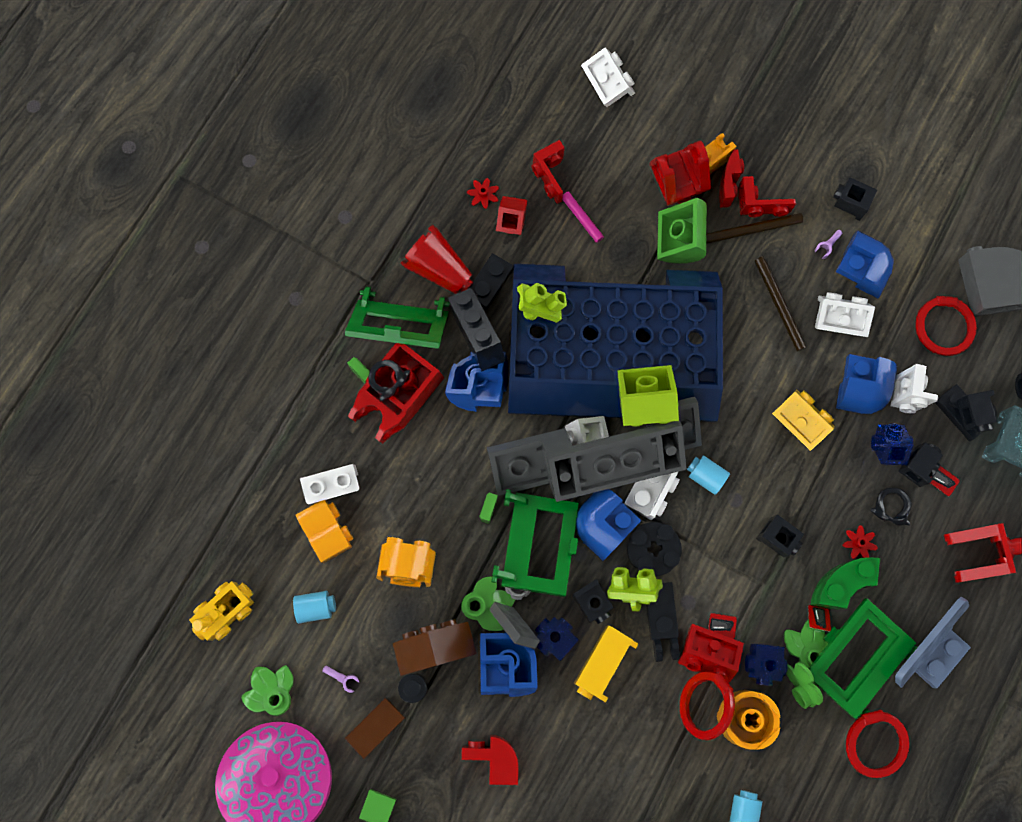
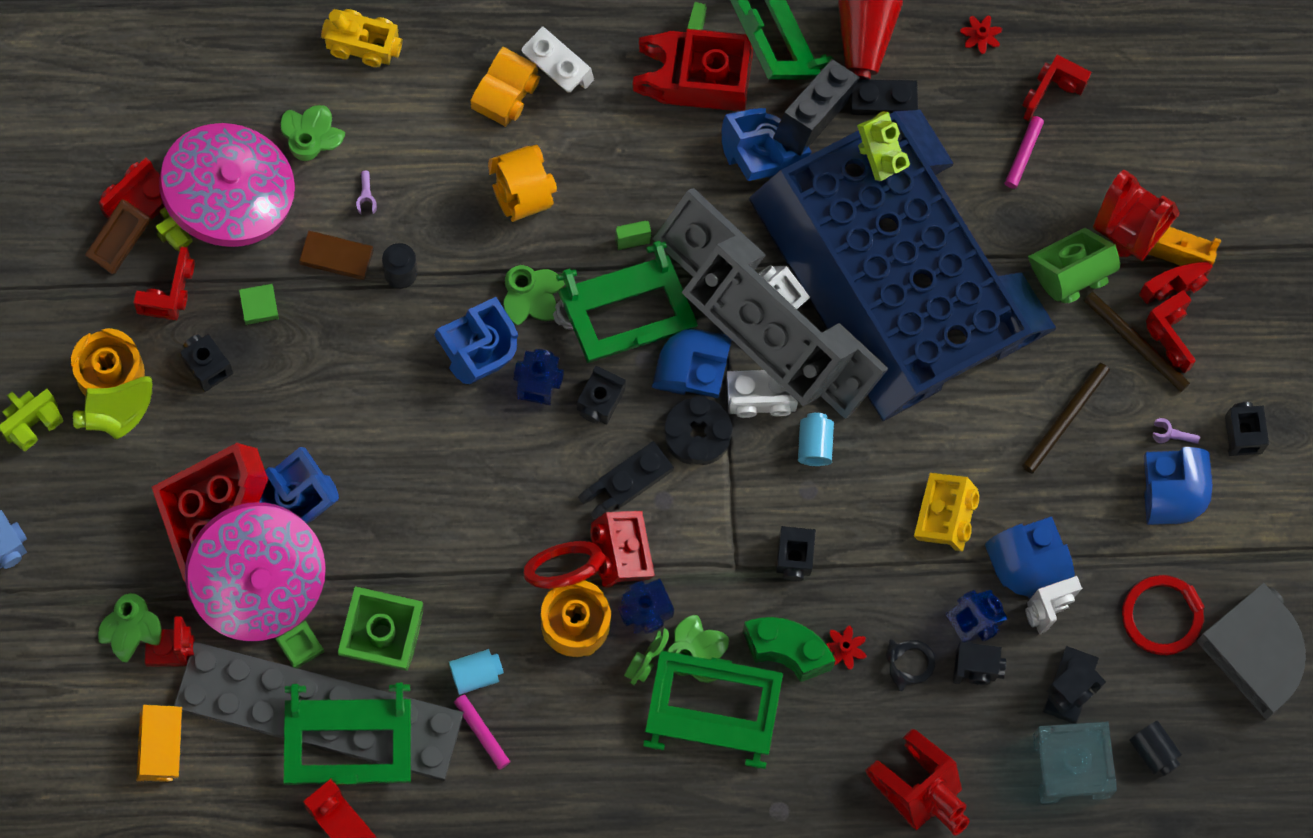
camera: 55 degrees right, 5 degrees down
(313, 606) = (421, 122): medium azure brick -> none
(401, 377) = (712, 60): black piece -> none
(433, 646) = (455, 259): reddish brown brick -> none
(501, 757) = (381, 394): red brick -> none
(511, 215) = (971, 73): red brick -> none
(514, 625) = (525, 324): dark grey tile -> none
(603, 663) = (542, 440): yellow brick -> none
(607, 76) = (1210, 86): white bracket -> none
(634, 590) = (639, 430): lime hips -> none
(648, 395) = (851, 310): lime brick -> none
(723, 624) = (662, 549): sticker -> none
(819, 618) = (732, 643): sticker -> none
(844, 315) = (1098, 491): white bracket -> none
(856, 728) = (656, 750): red piece -> none
(938, 651) = (776, 780): sand blue plate -> none
(944, 481) = (977, 705): sticker -> none

